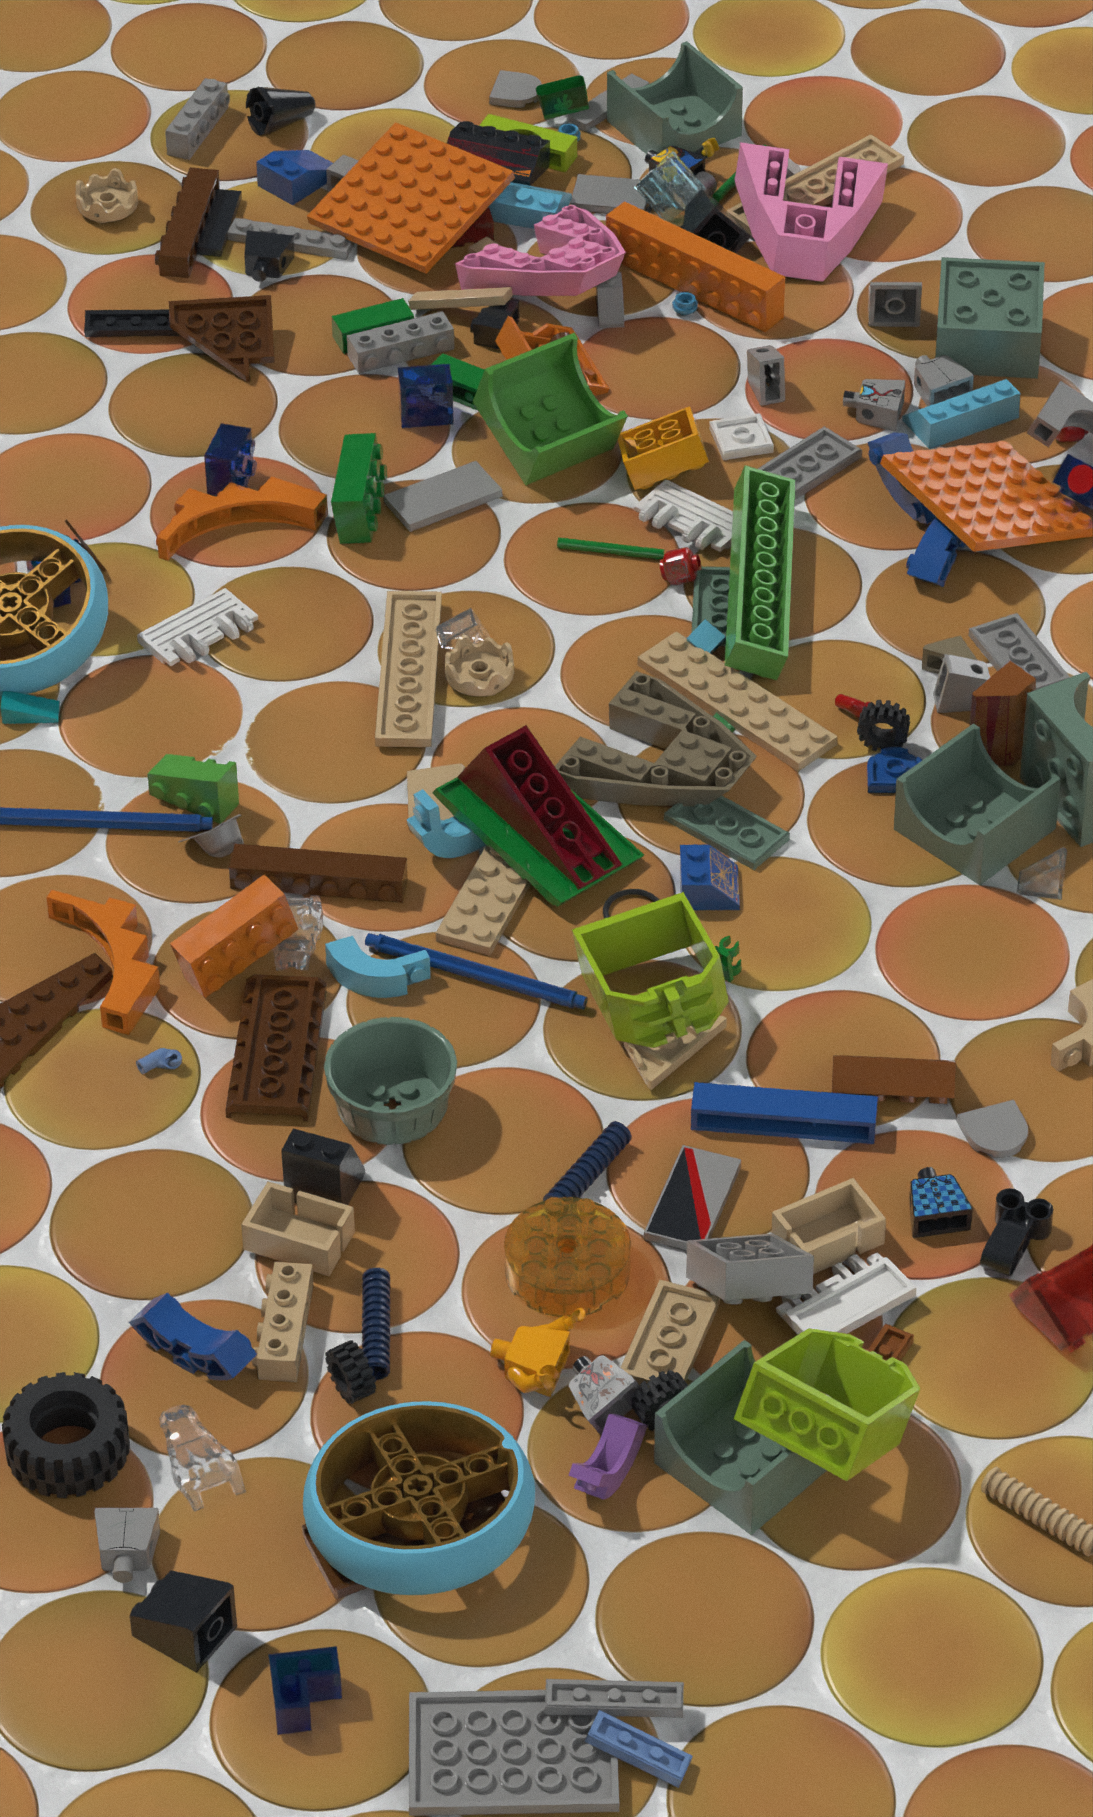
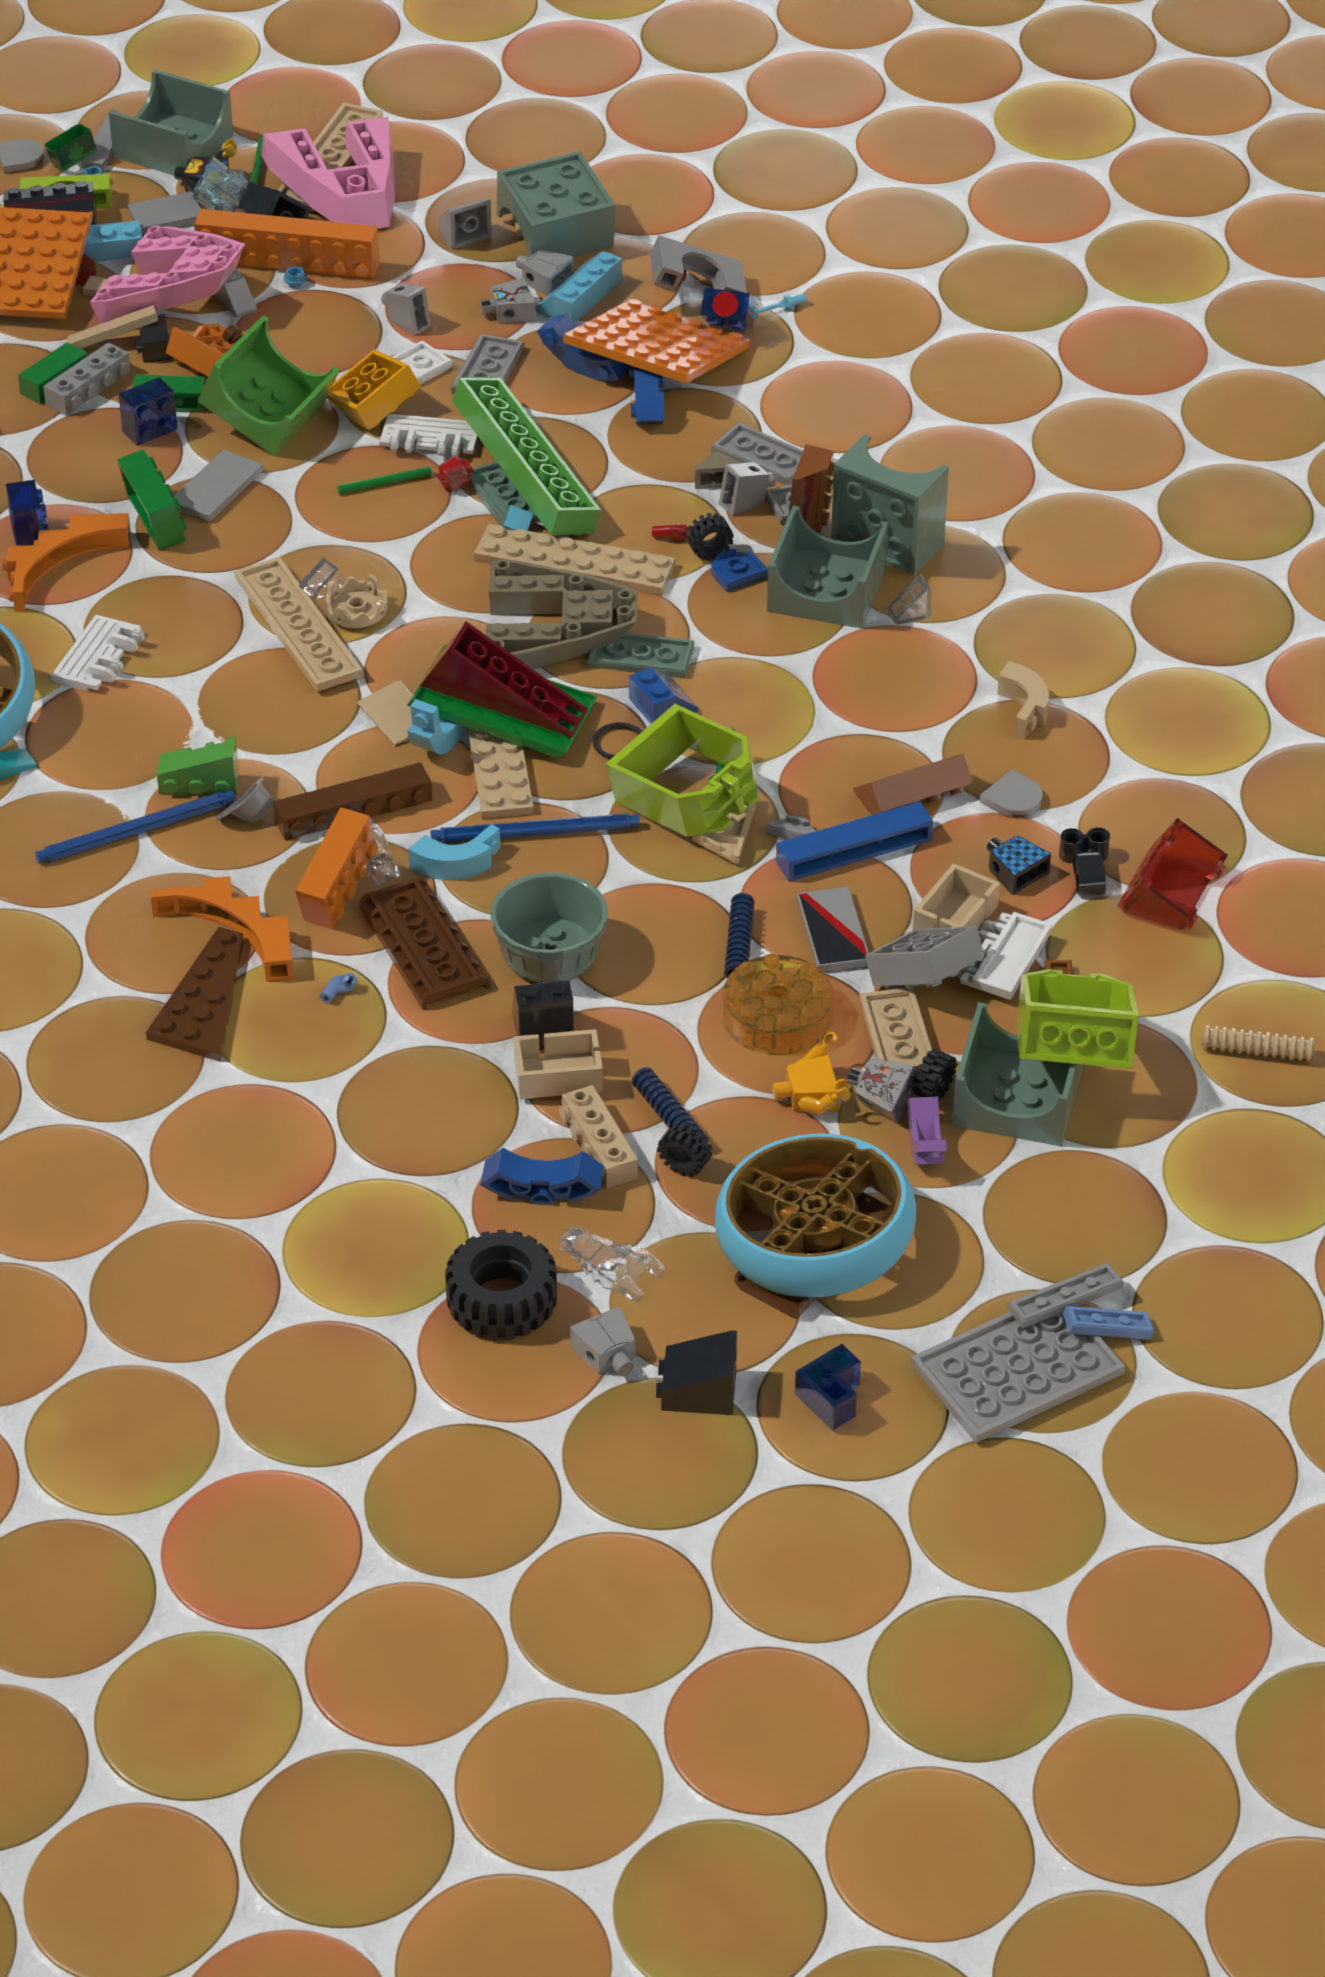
camera: 30 degrees left, 0 degrees up
(734, 1071) = (790, 827): none -> light grey tile

